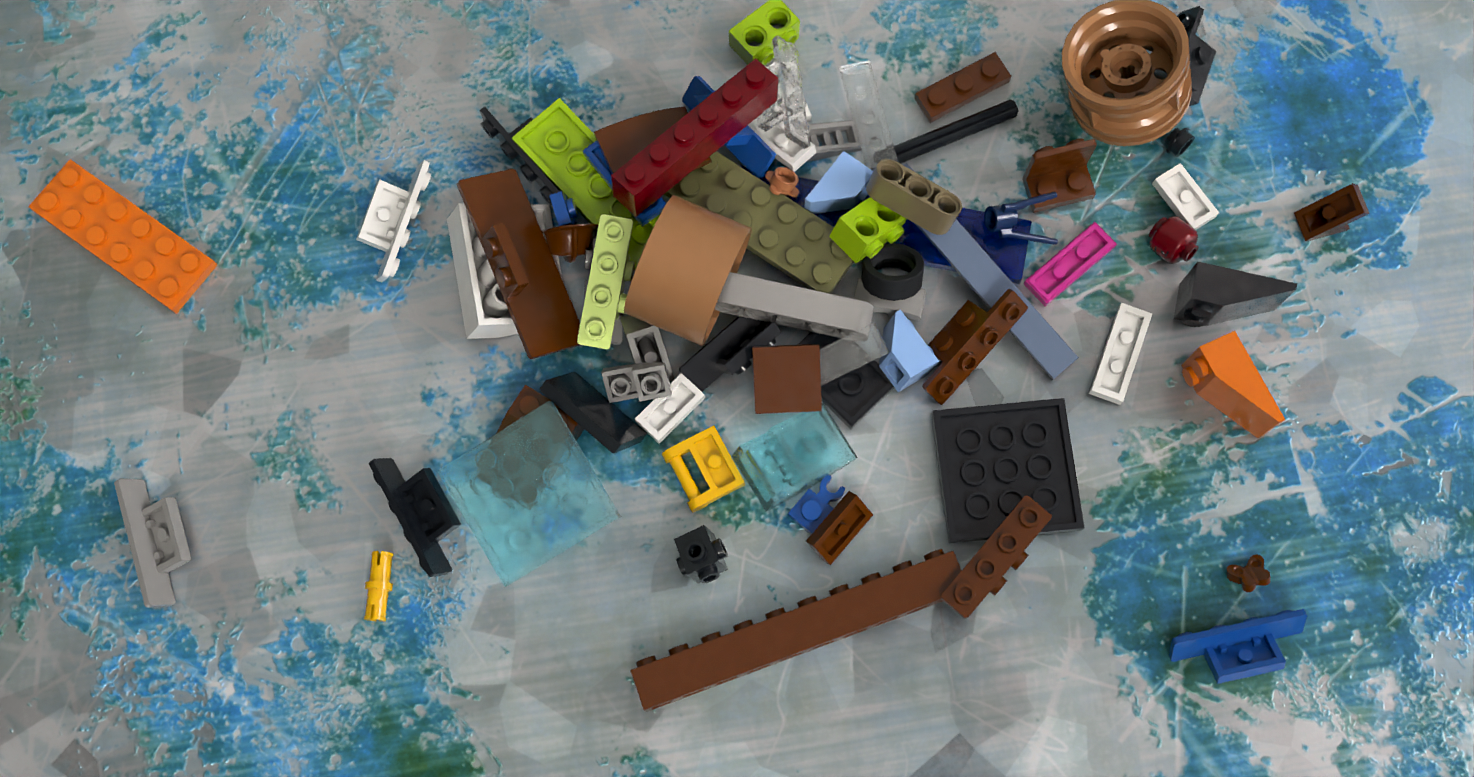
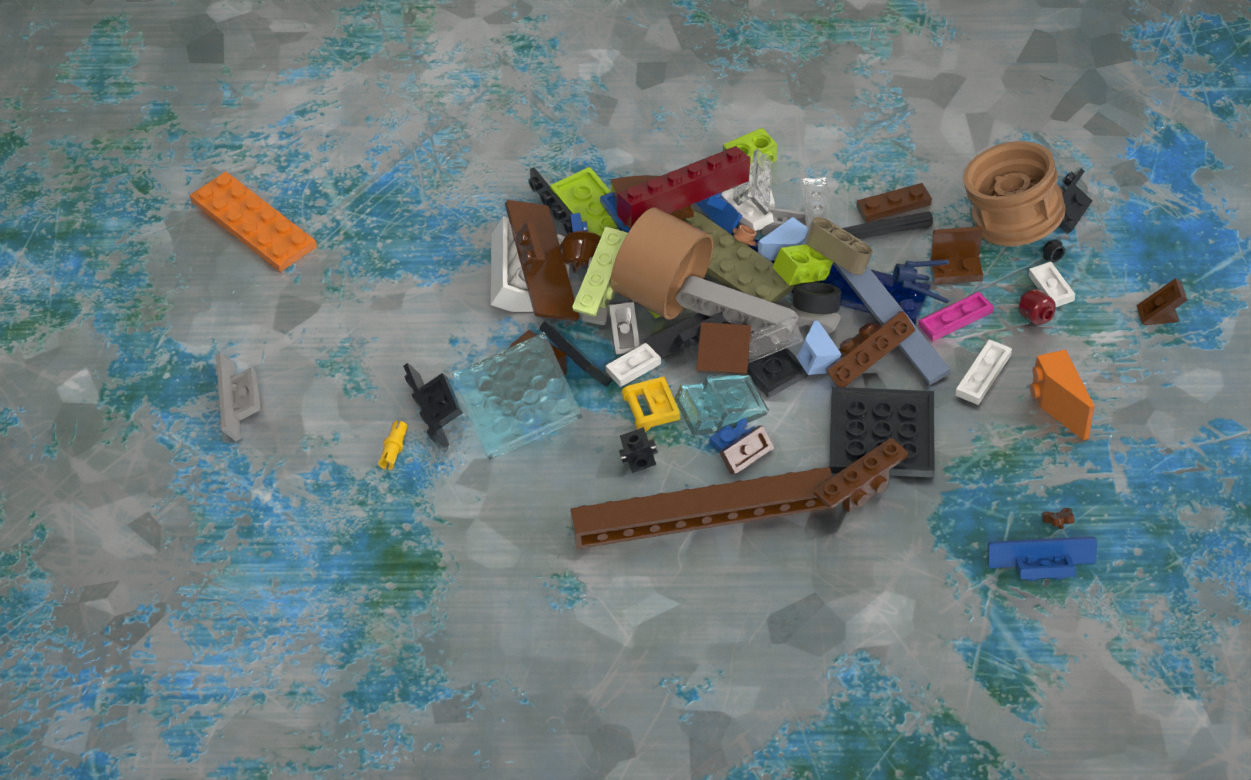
camera: 10 degrees right, 25 degrees down
(388, 218) = (447, 229): white bracket -> none
(636, 381) = (611, 342): light grey slope -> none
(1223, 294) = (1084, 339): black slope -> none

